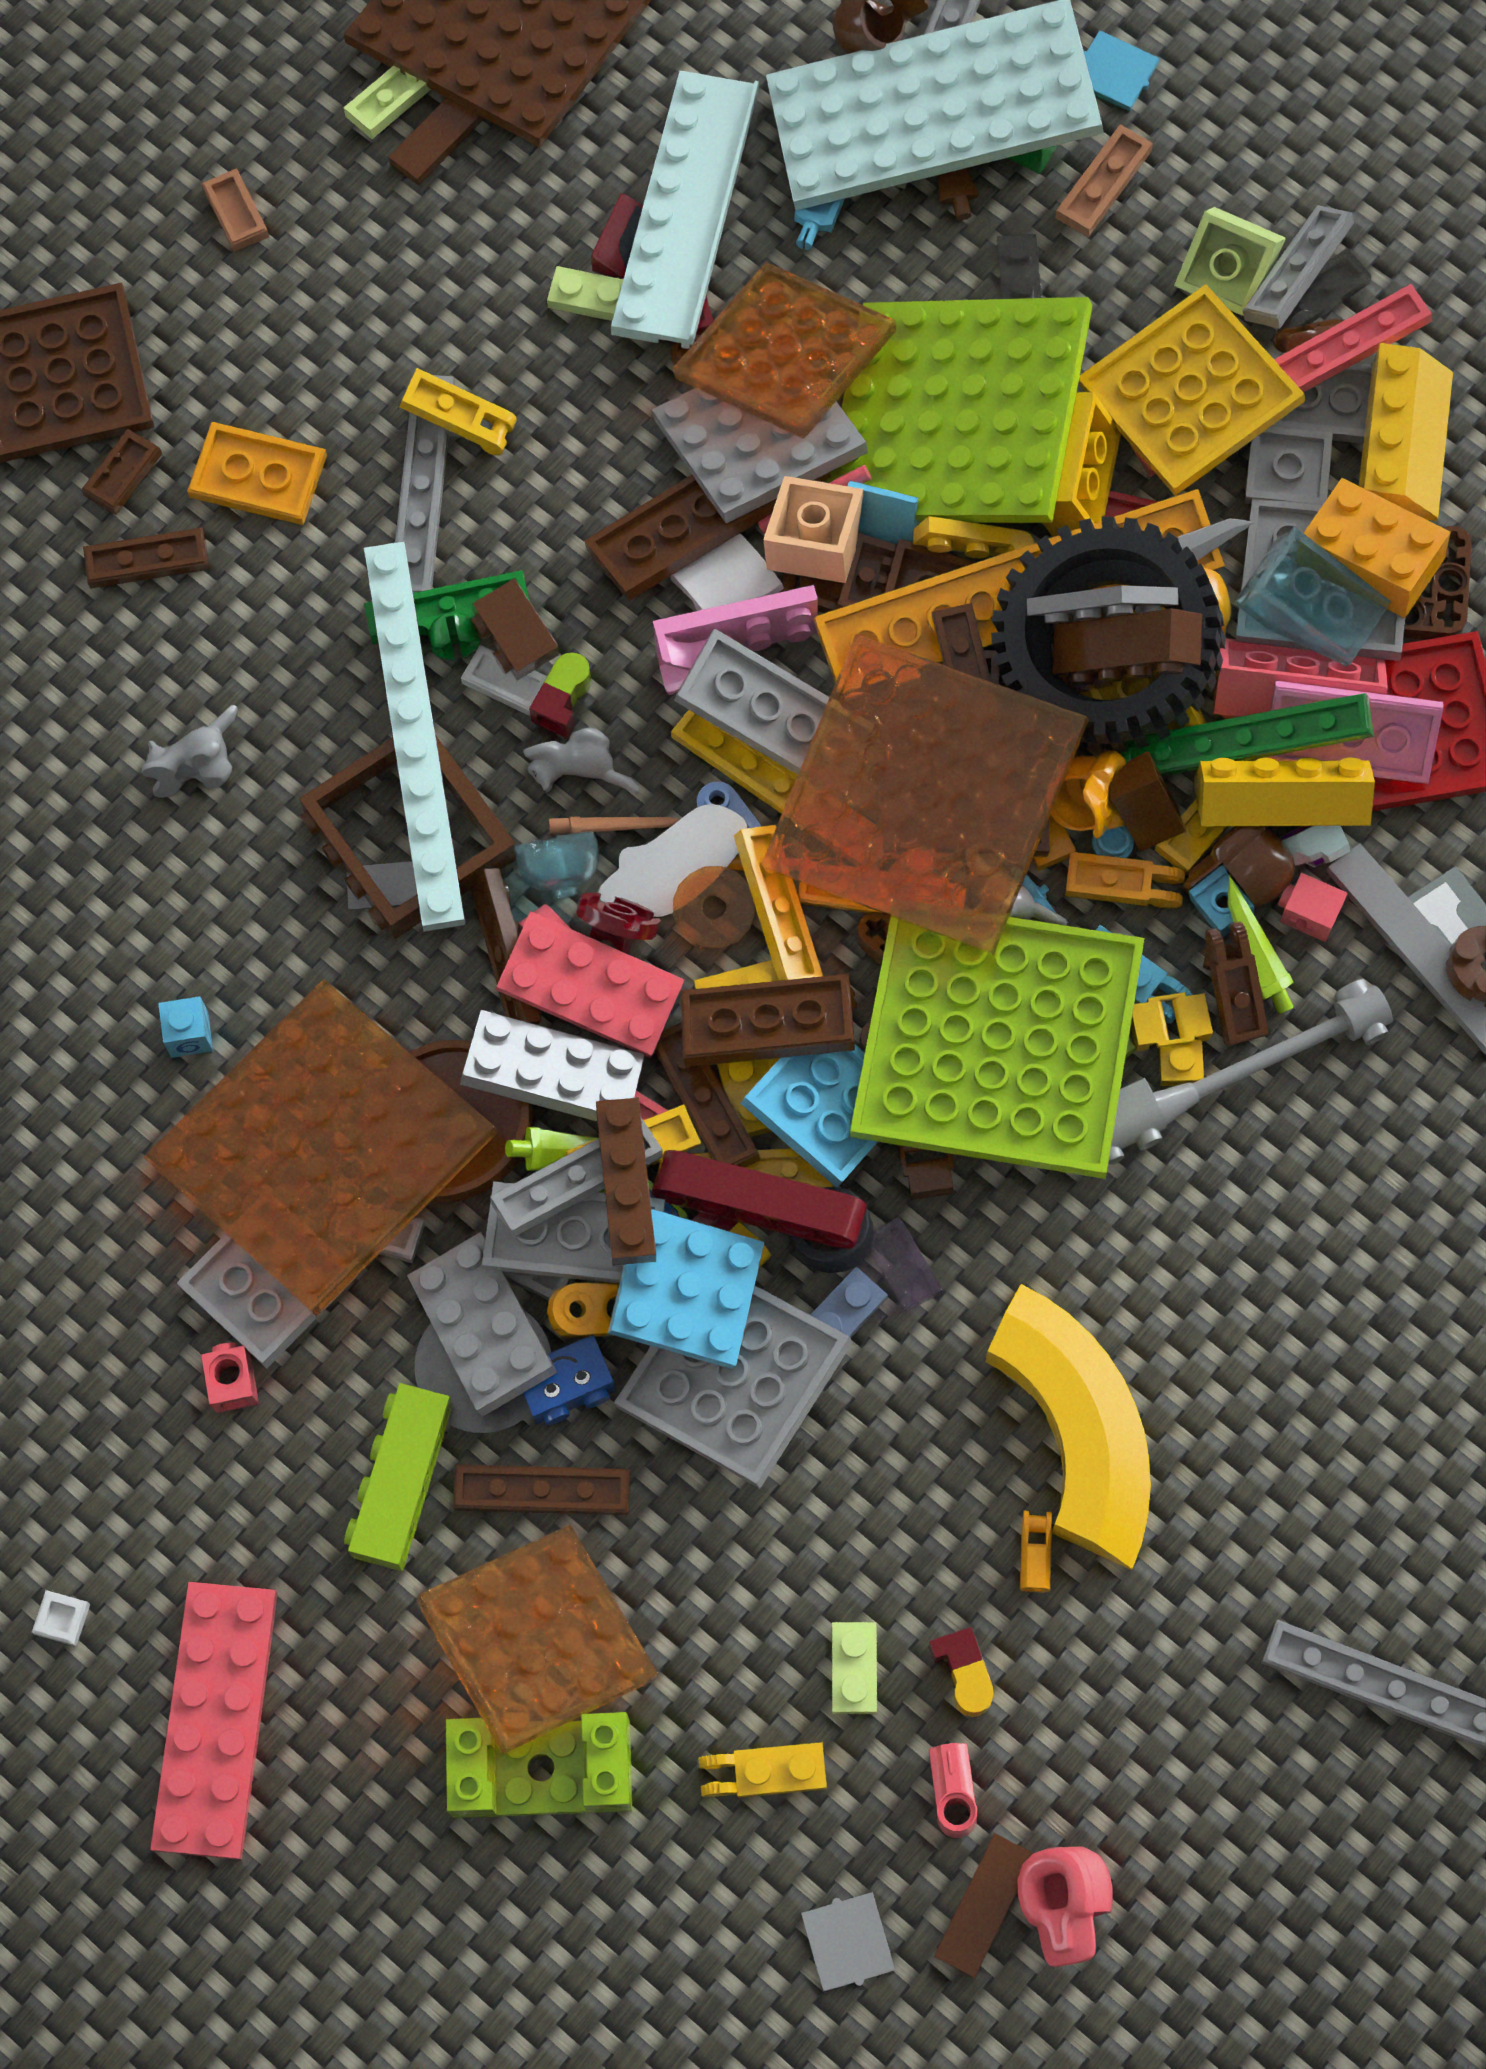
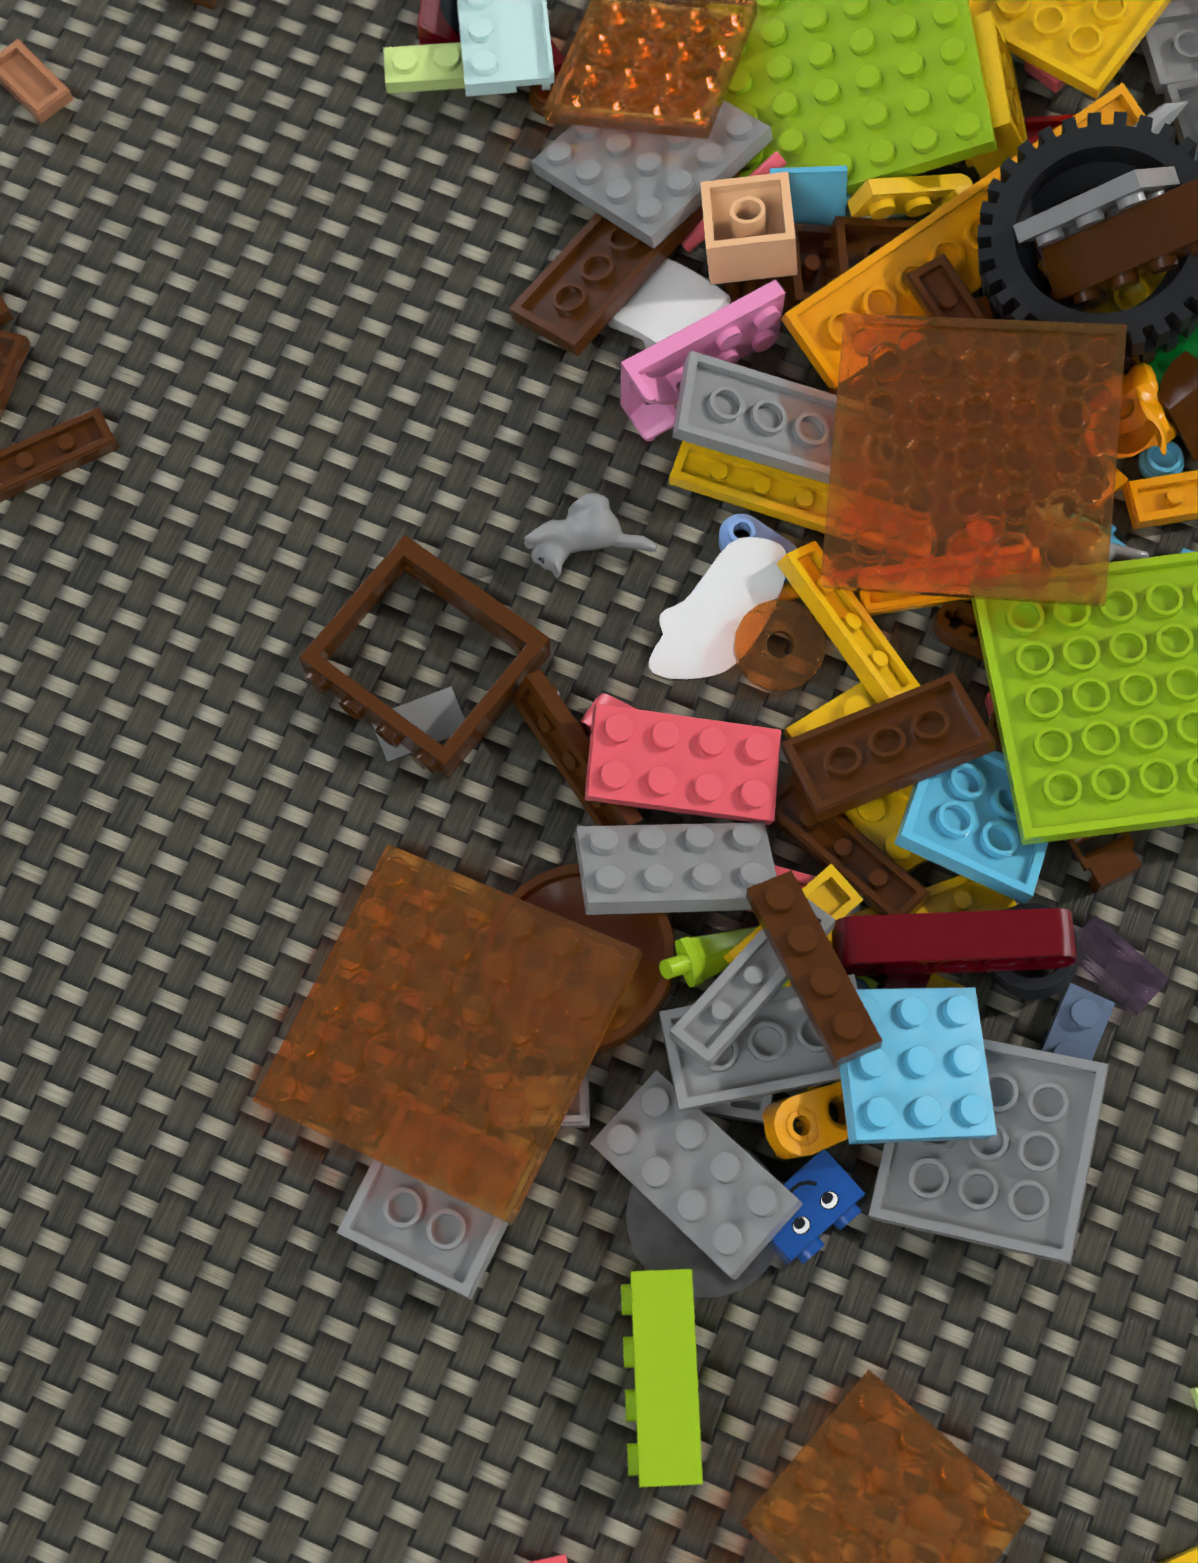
camera: 20 degrees left, 0 degrees up
(185, 1027) = (253, 941): medium azure brick -> none
(197, 755) = (169, 646): light grey animal -> none
(237, 1394) = (448, 1338): coral brick -> none
(257, 473) = (138, 336): light orange tile -> none
(414, 737) = (405, 559): light aqua plate -> none
(422, 496) = (318, 304): light grey tile -> none
(447, 611) = (391, 421): green plate -> none
(458, 411) = (332, 214): yellow plate -> none
(487, 677) = (475, 474): white tile -> none
(514, 630) = (471, 416): reddish brown brick -> none
(541, 1489) = (820, 1338): reddish brown tile -> none
(557, 696) = (539, 460): leg -> none
(559, 863) = (601, 646): clear light blue cylinder -> none
(574, 825) = (607, 601): nougat bar -> none
(617, 920) = (686, 688): dark red tile -> none

